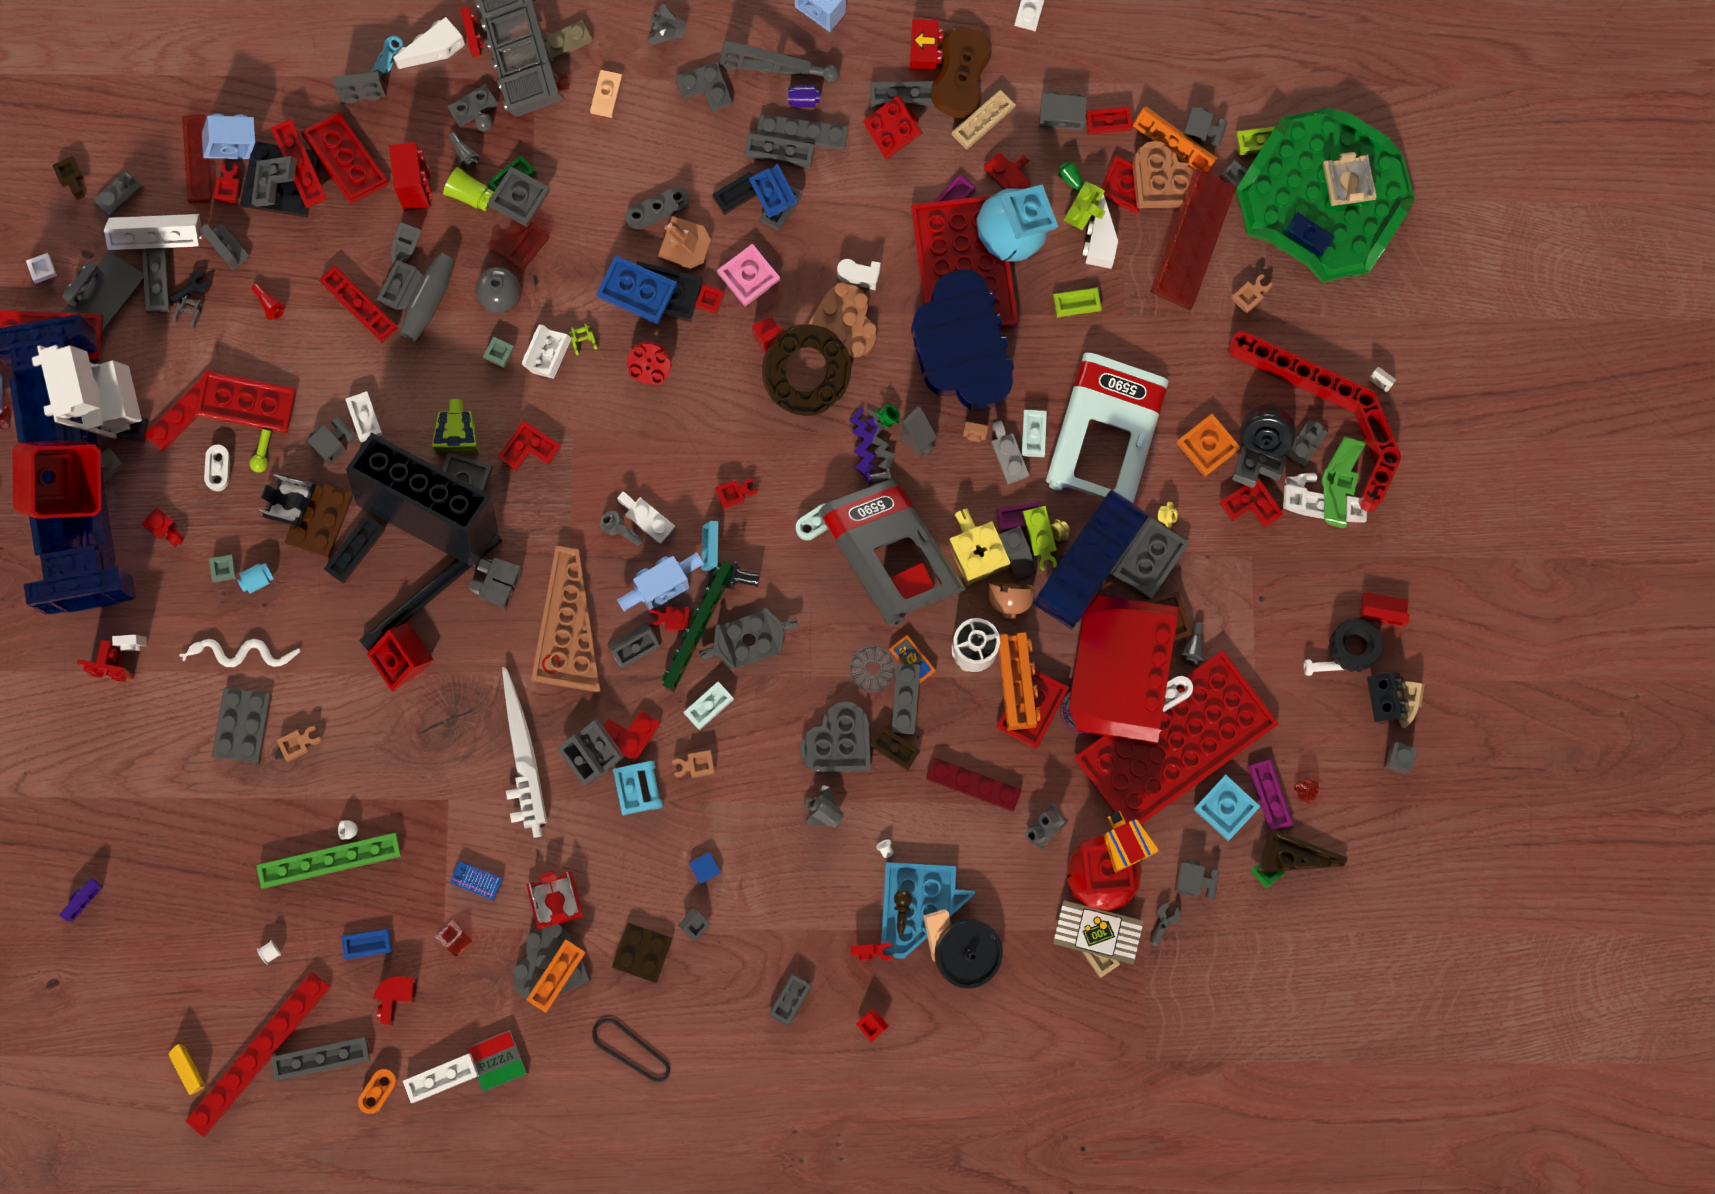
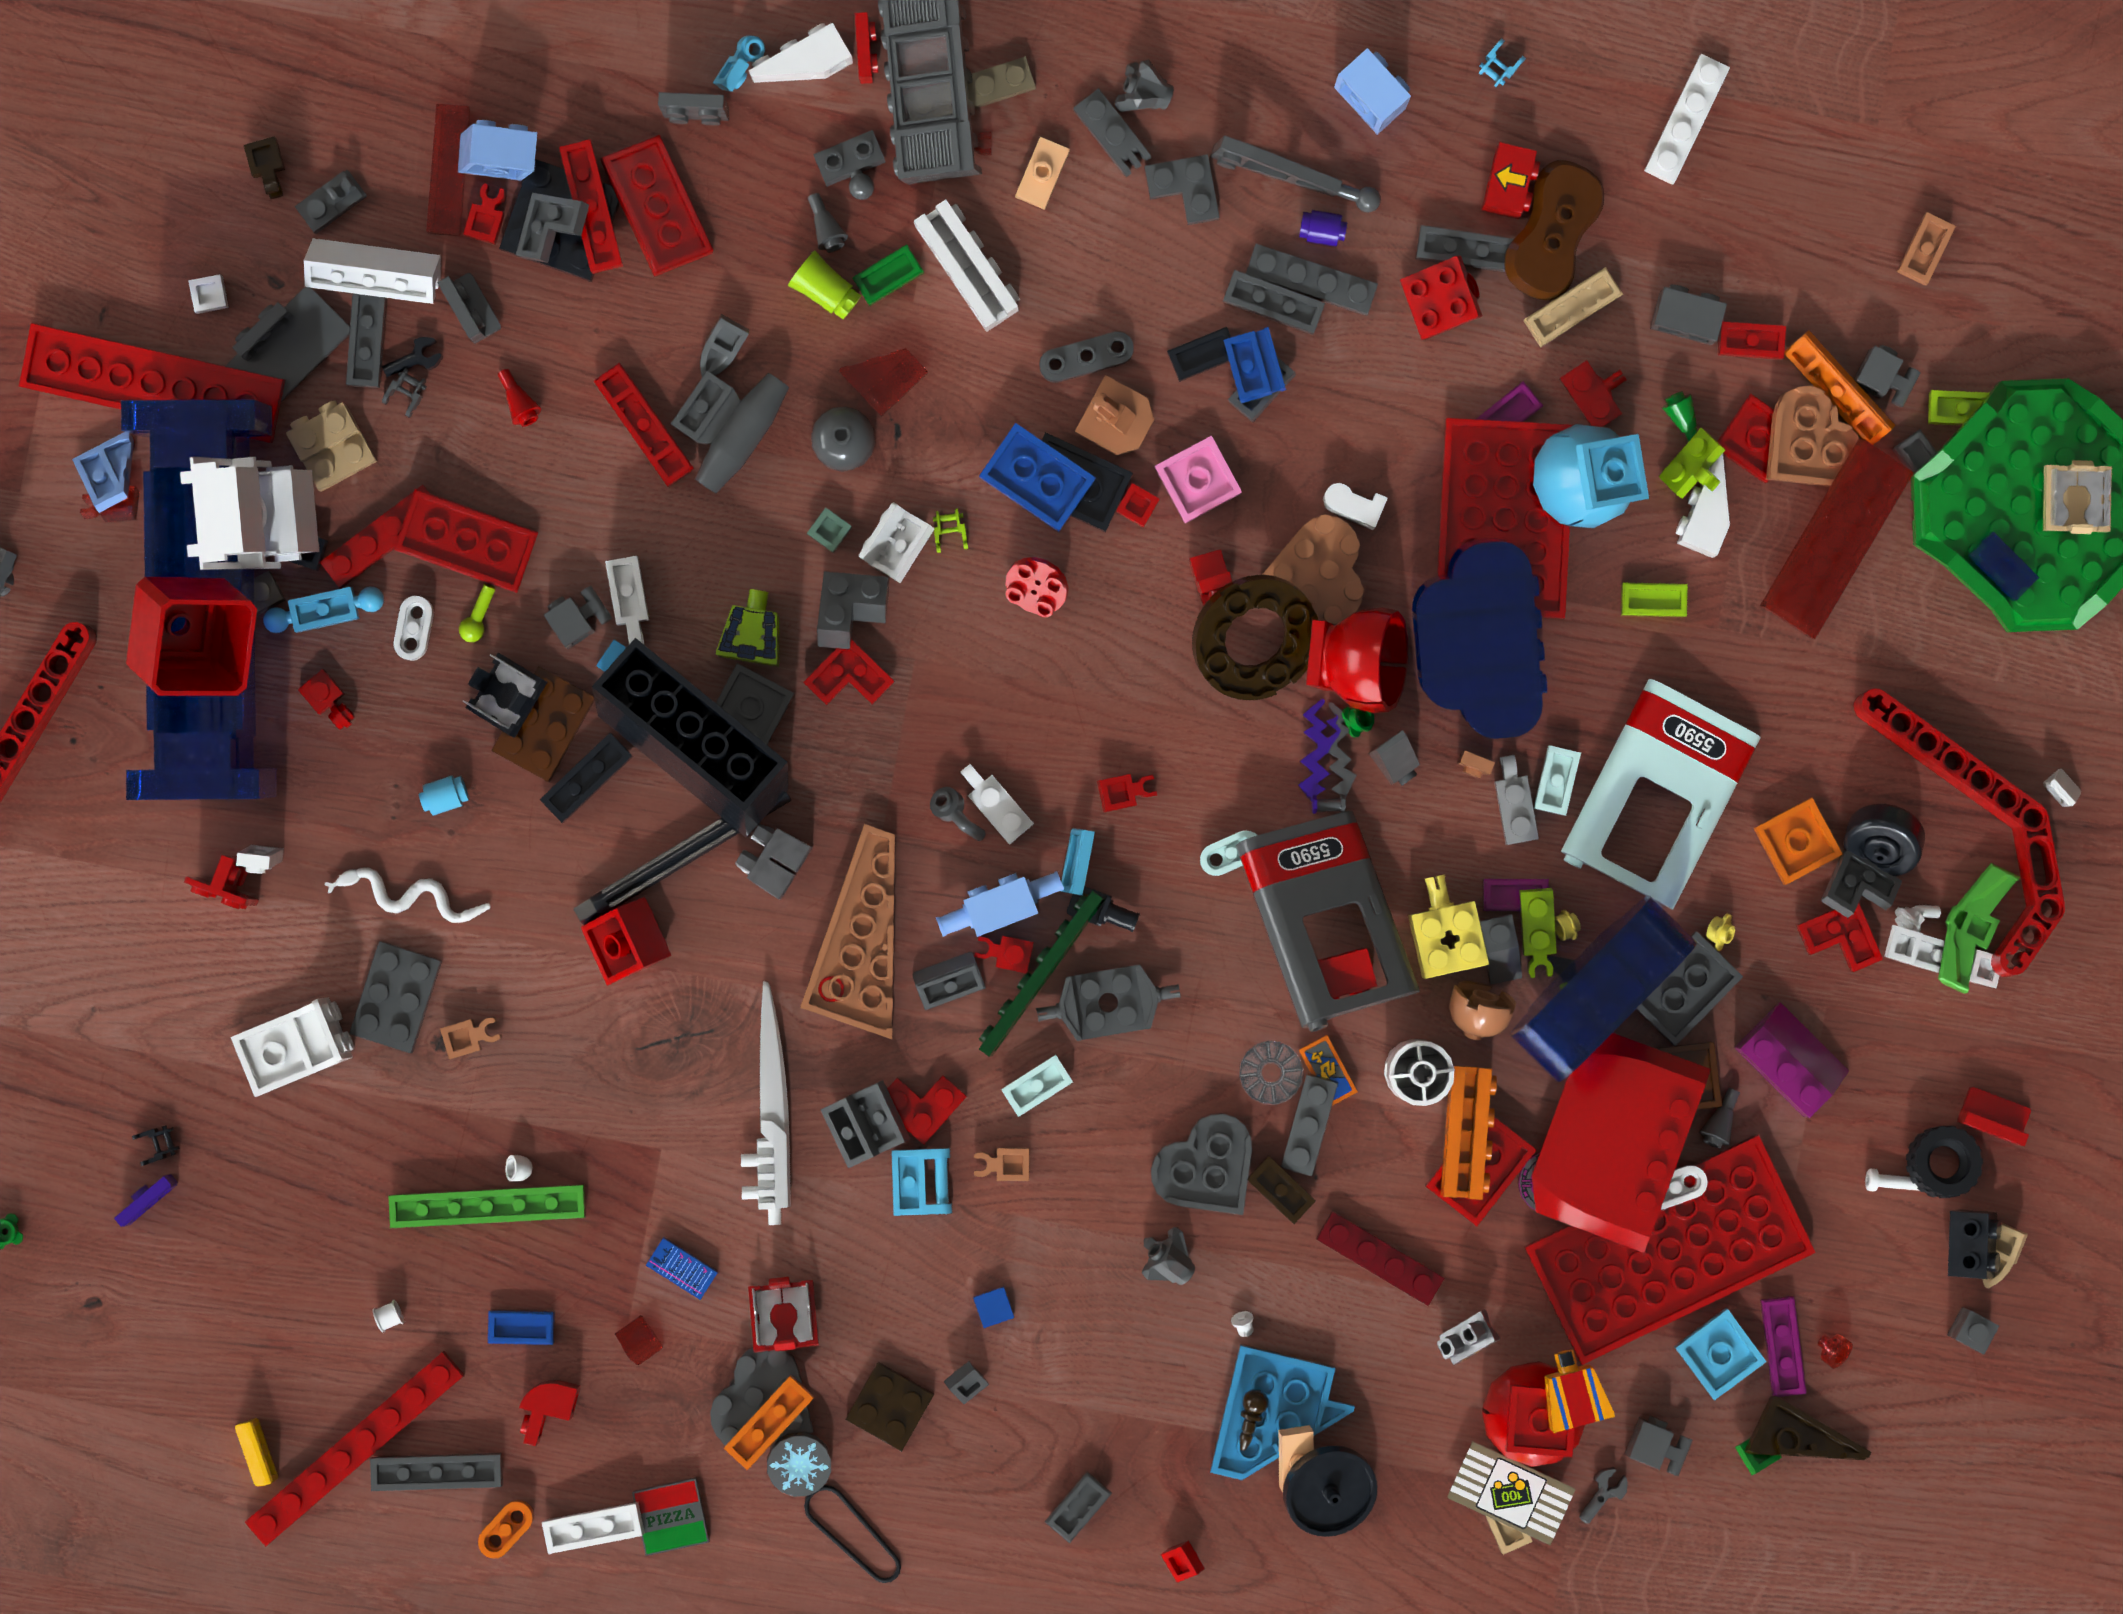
camera: 15 degrees right, 10 degrees up
(87, 867) = (153, 1133): none -> black piece
(142, 354) = (330, 445): none -> tan plate
(151, 466) = (323, 609): none -> medium azure plate
(173, 771) = (293, 1046): none -> white bracket
(222, 568) = (401, 773): sand green plate -> none
(410, 176) = (744, 257): red brick -> none
(518, 395) = (846, 600): none -> dark grey brick
(519, 196) = (894, 310): dark grey plate -> none
(565, 161) = (966, 265): none -> white brick
(583, 1005) = (799, 1464): none -> dark grey tile
(648, 59) = (1111, 131): none -> dark grey hinge
(866, 952) = (1194, 1463): red plate -> none
(875, 369) = (1349, 657): none -> red plate
(1214, 42) = (1926, 248): none -> nougat plate
(1235, 595) = (1792, 1060): none -> magenta slope
(1249, 295) = (1900, 635): nougat plate -> none
(1307, 443) = (1937, 861): dark grey plate -> none

